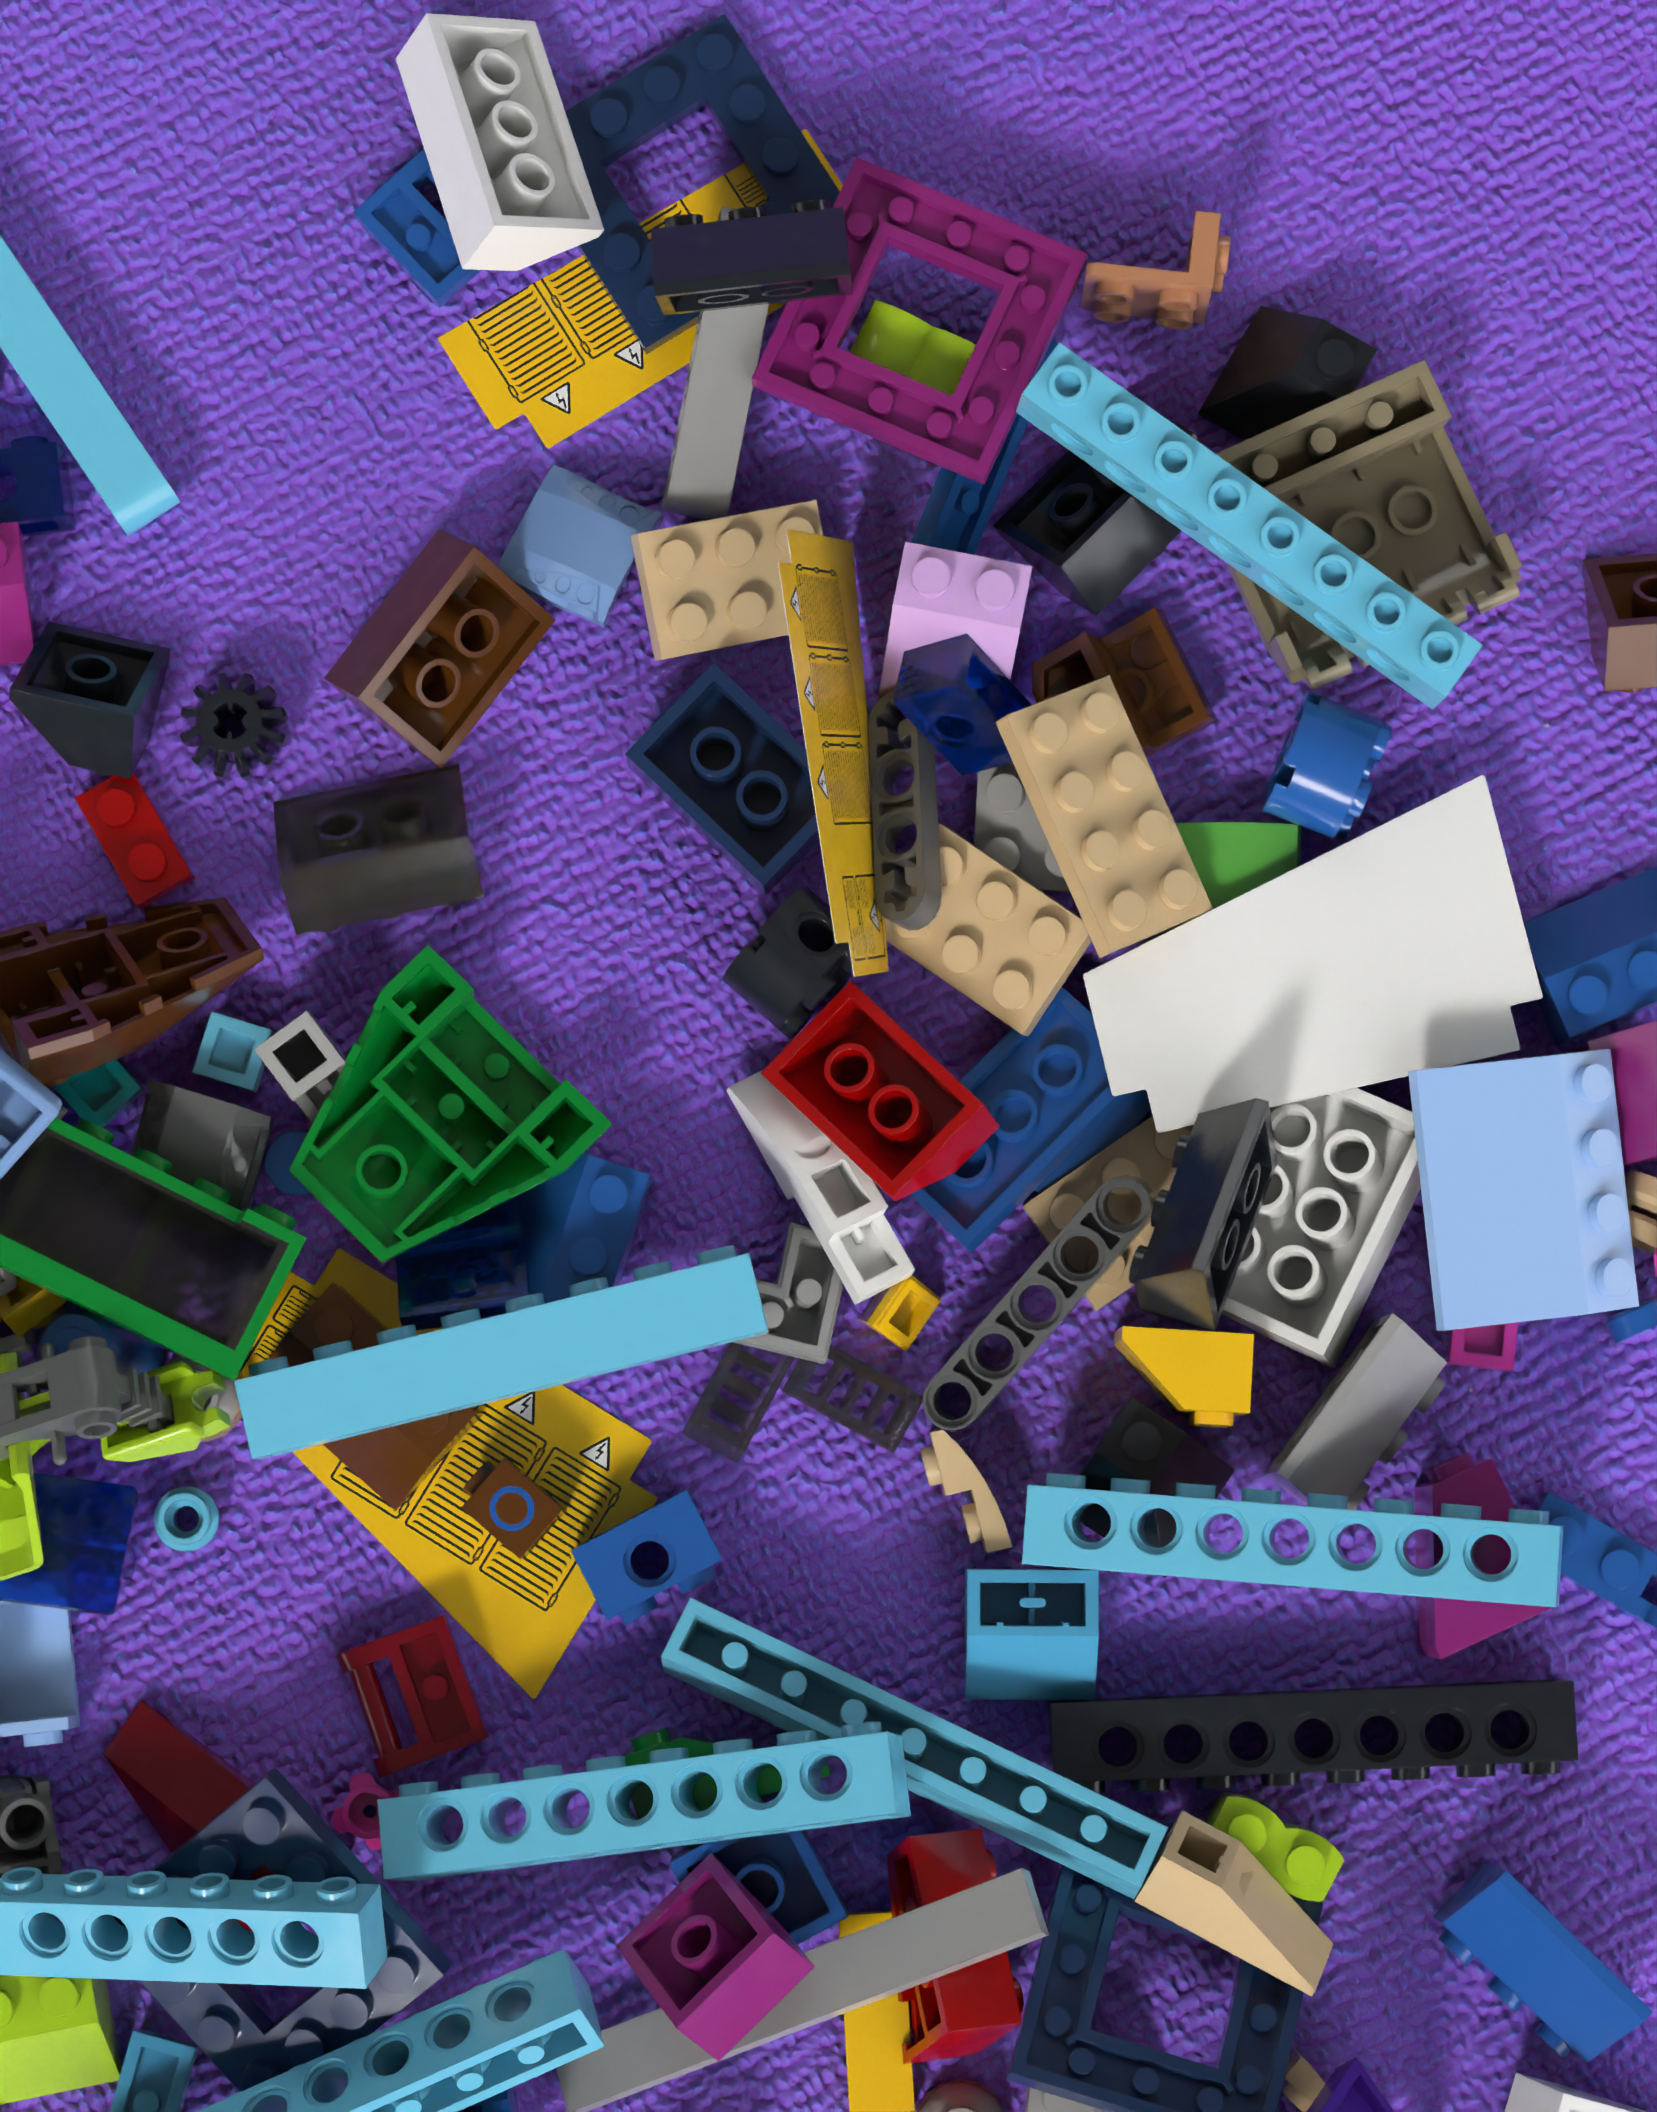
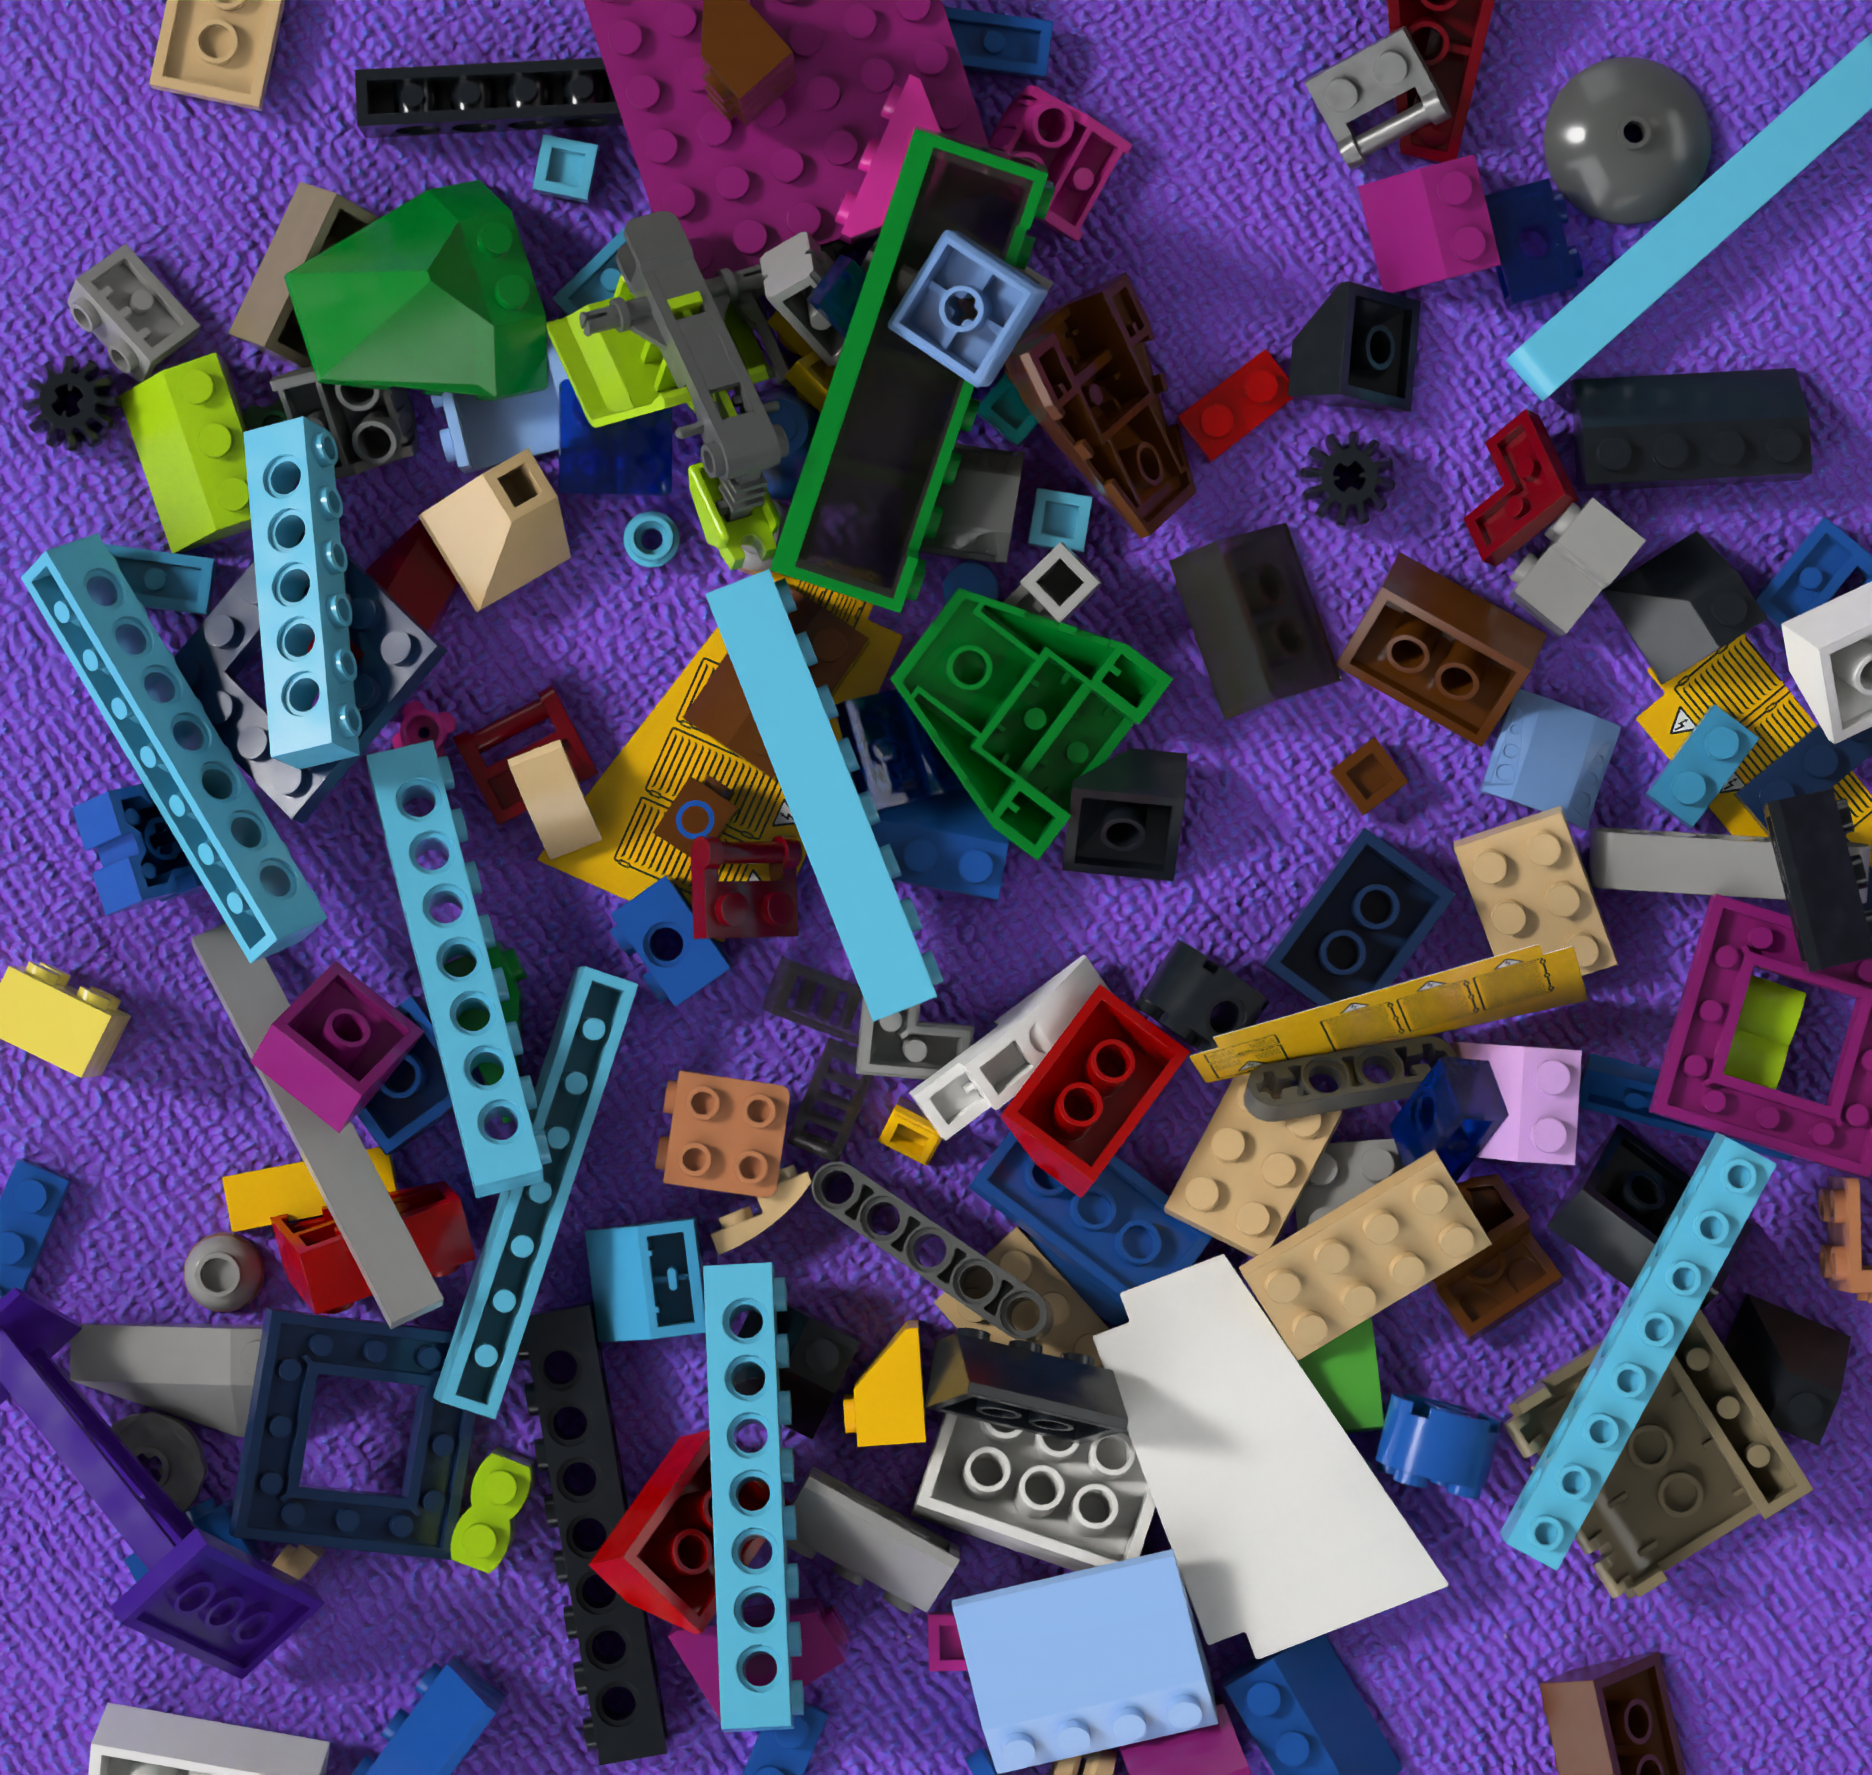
camera: 80 degrees right, 5 degrees up
(148, 1690) = (499, 530): none -> tan slope
(236, 345) = (1690, 430): none -> black slope
(277, 521) = (1532, 493): none -> dark red plate
(357, 476) = (1581, 560): none -> light grey brick
(430, 377) = (1683, 606): none -> black slope
(466, 1668) = (554, 799): none -> tan slope
(570, 747) = (1368, 776): none -> reddish brown plate
(577, 1018) = (1128, 816): none -> black slope
(610, 382) = (1701, 766): none -> dark azure plate
(619, 1464) = (745, 907): none -> dark red plate
(875, 1522) = (723, 1134): none -> nougat bracket
(1231, 1900) = (441, 1482): tan slope -> none
(1329, 1646) = (665, 1541): none -> red slope

